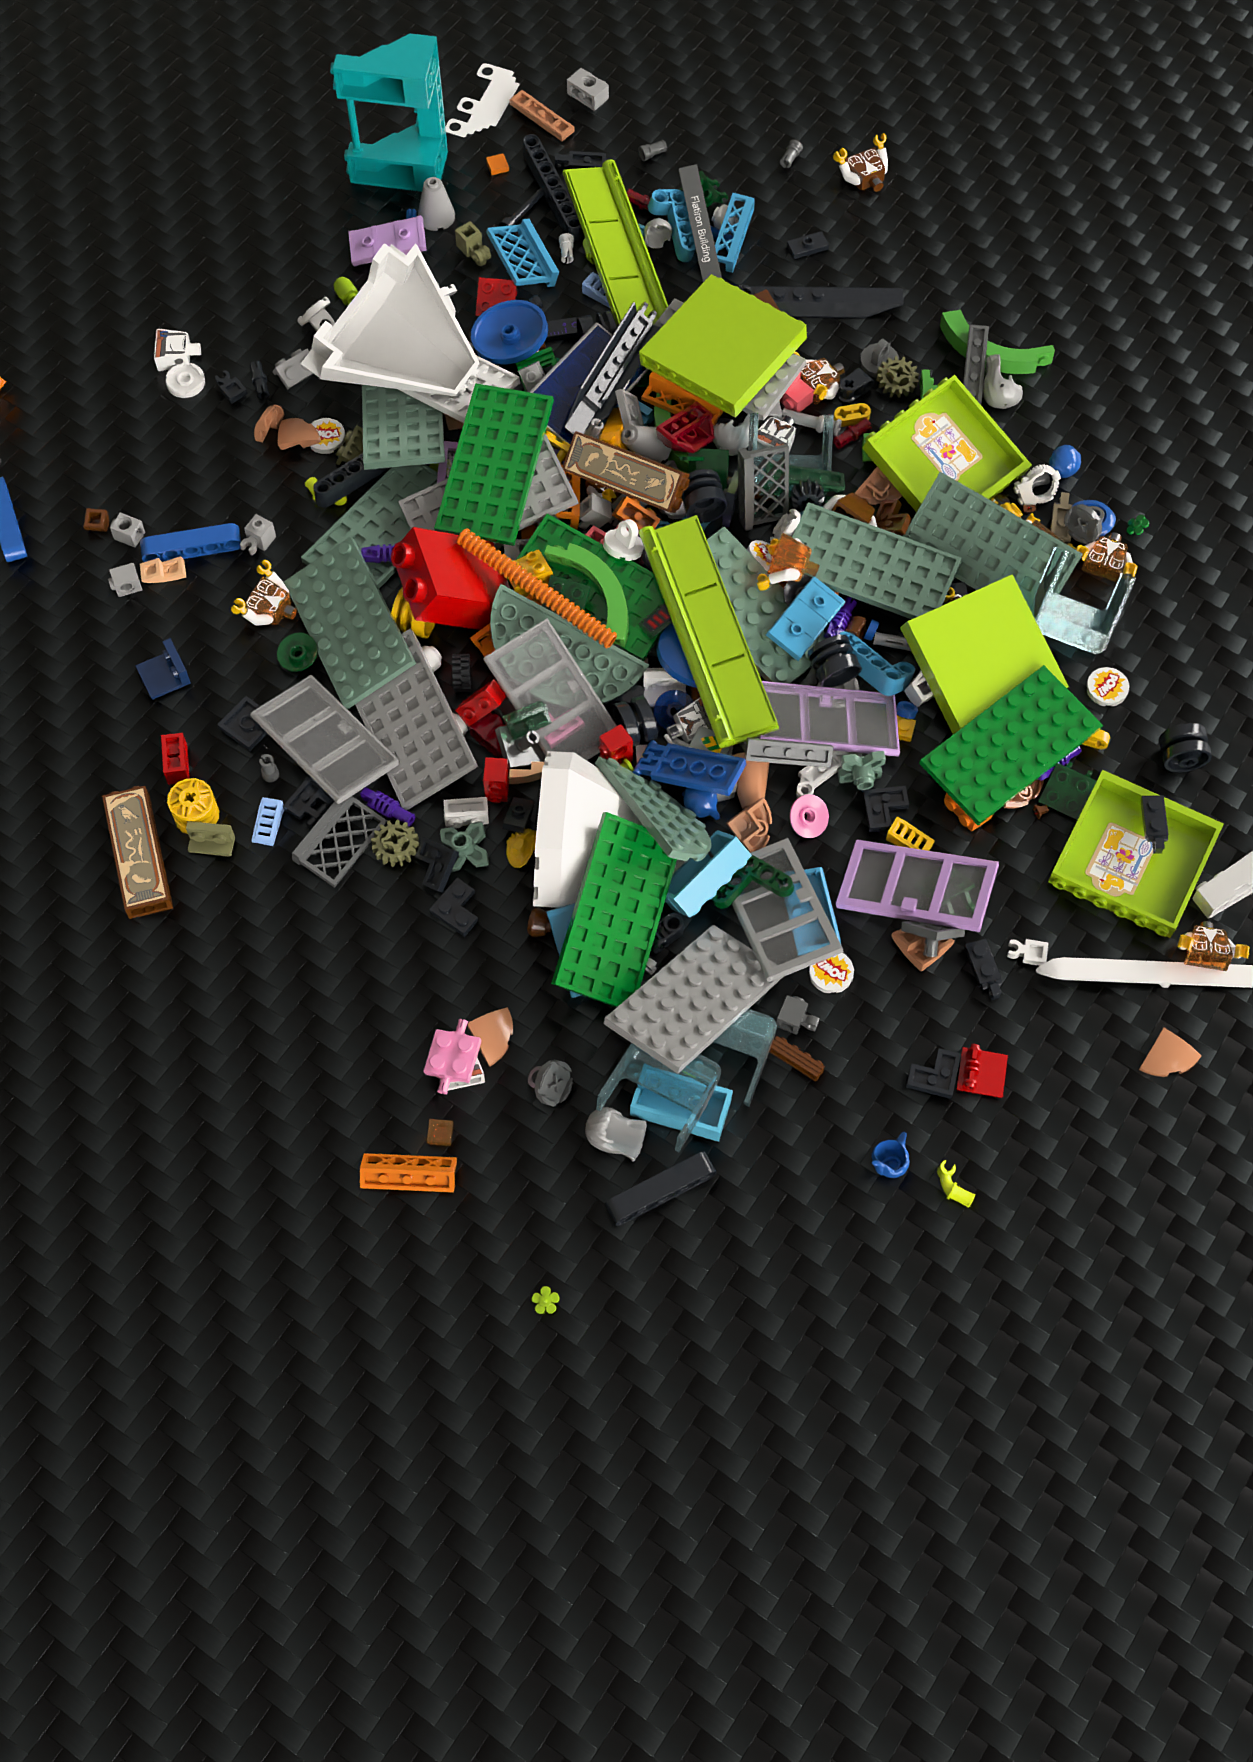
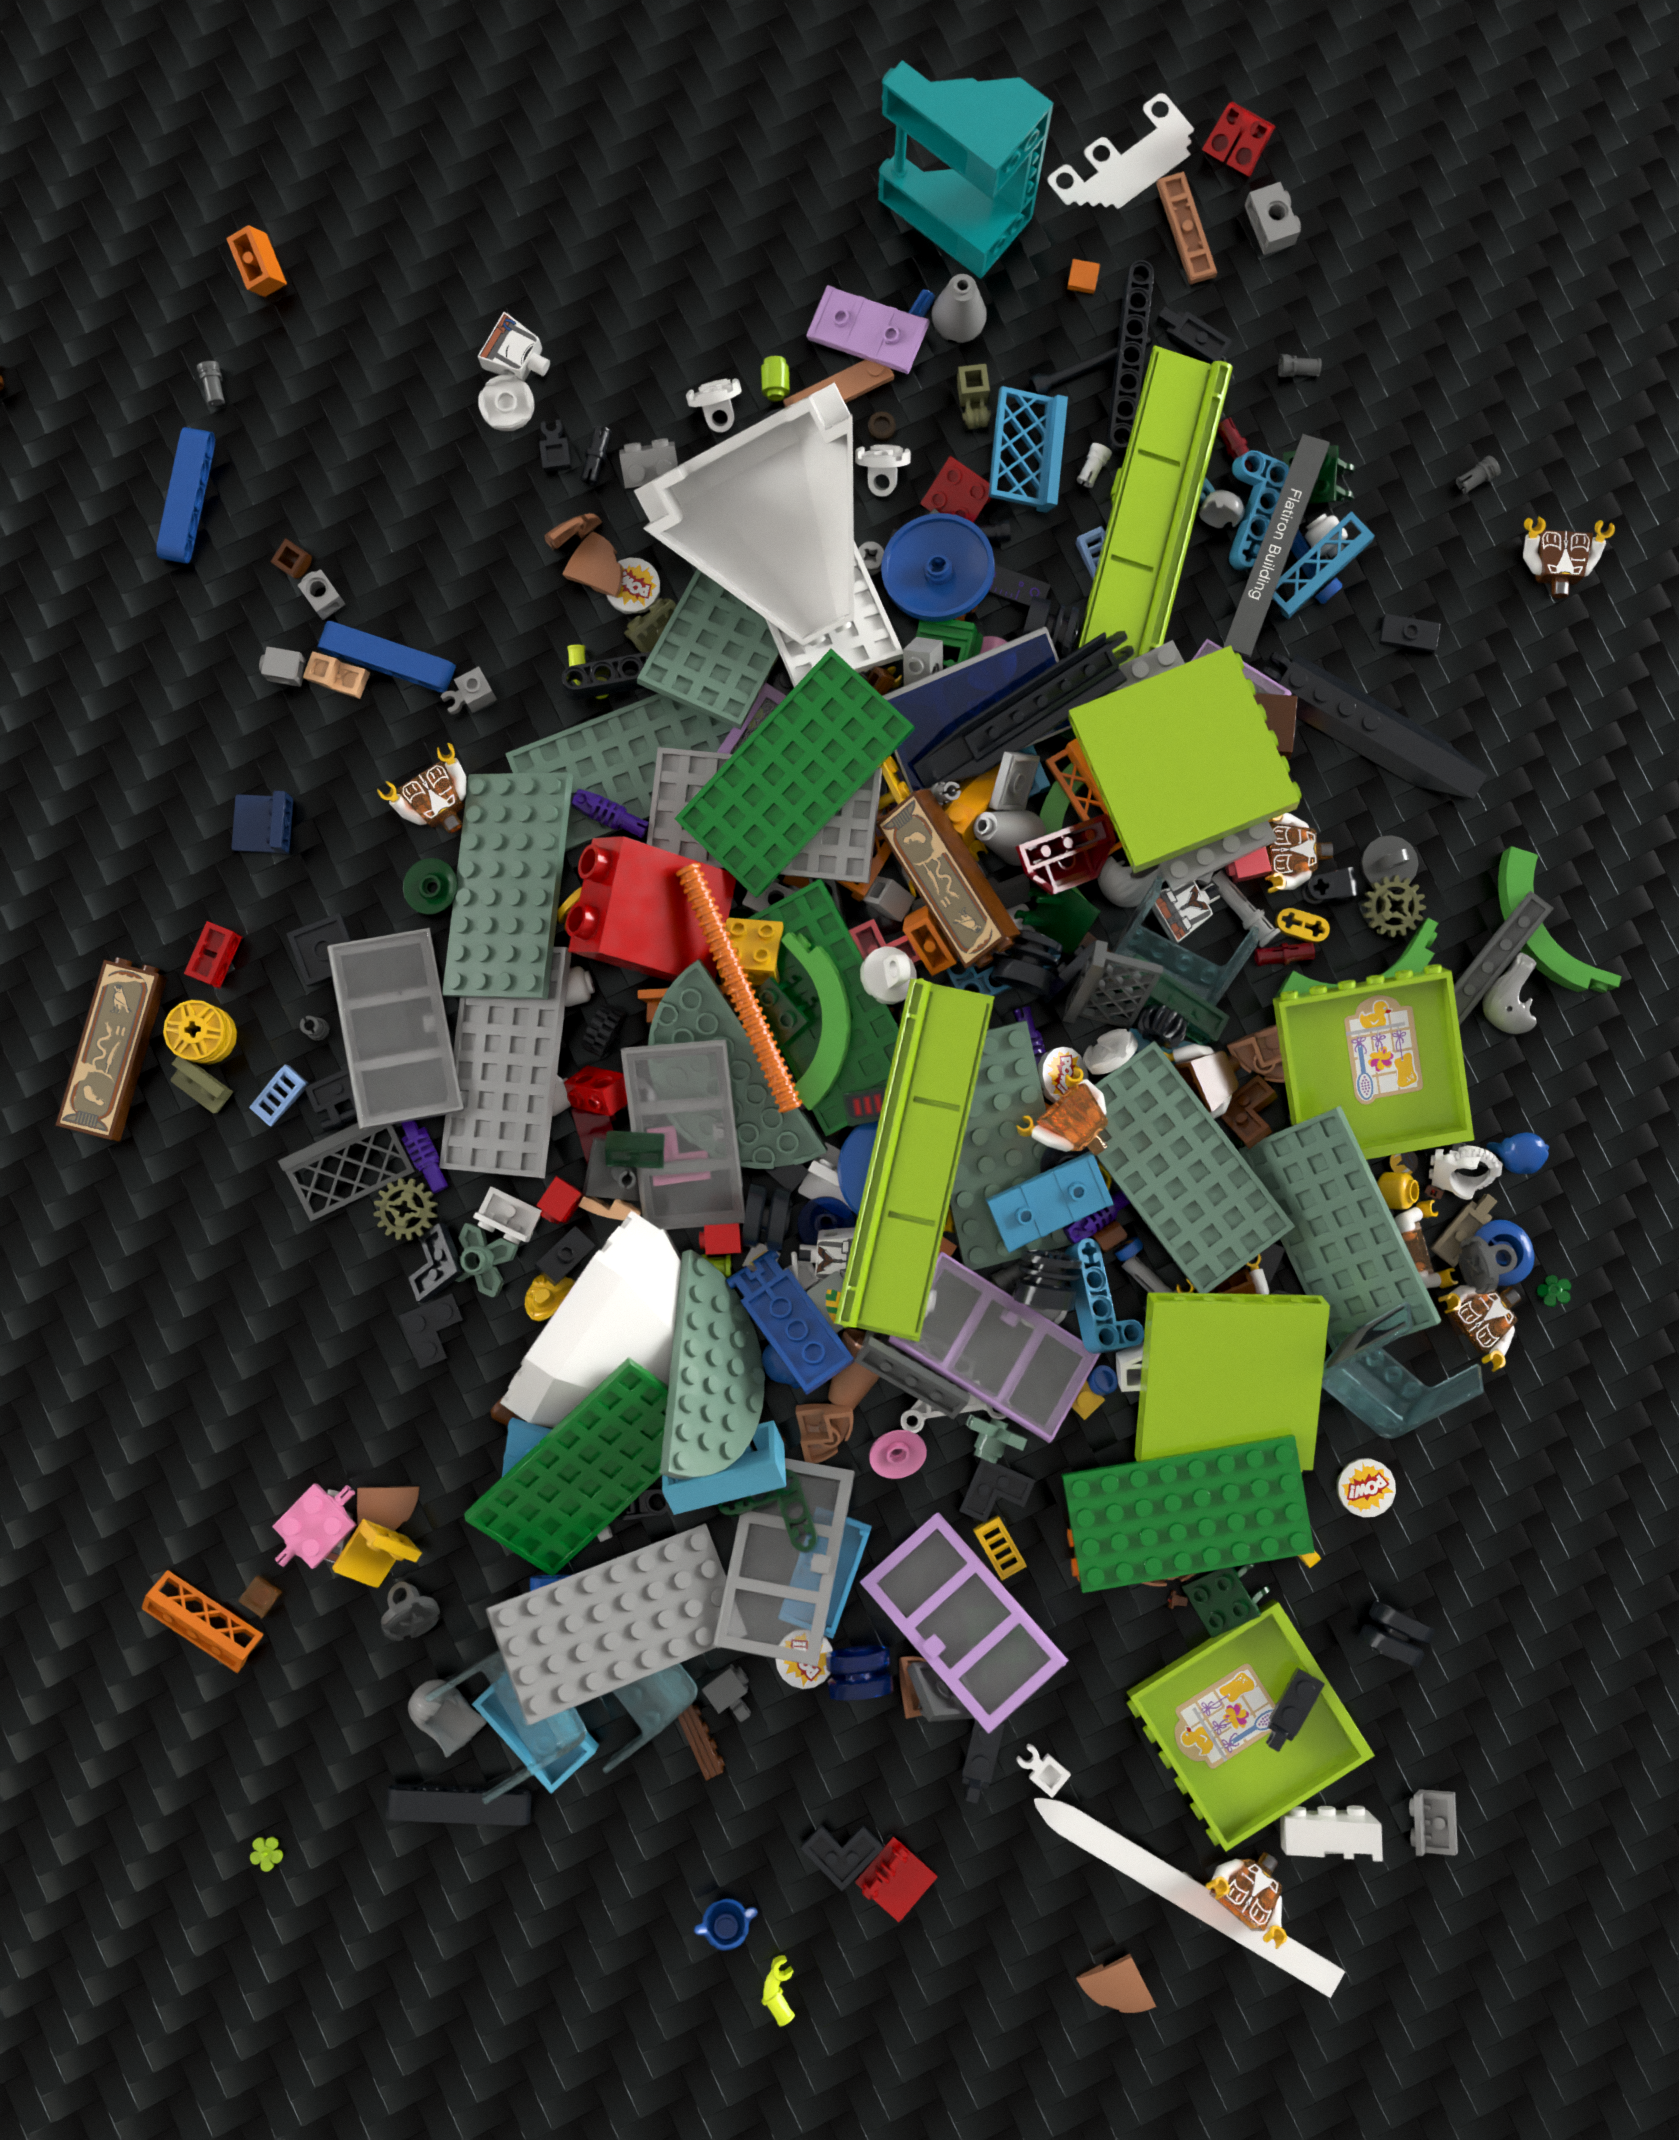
camera: 30 degrees right, 20 degrees up
(502, 1054) = (373, 1552): none -> yellow bracket
(543, 53) = (1241, 125): none -> red hips
(746, 244) = (1328, 591): none -> blue tile
(872, 950) = (859, 1672): none -> clear blue wheel

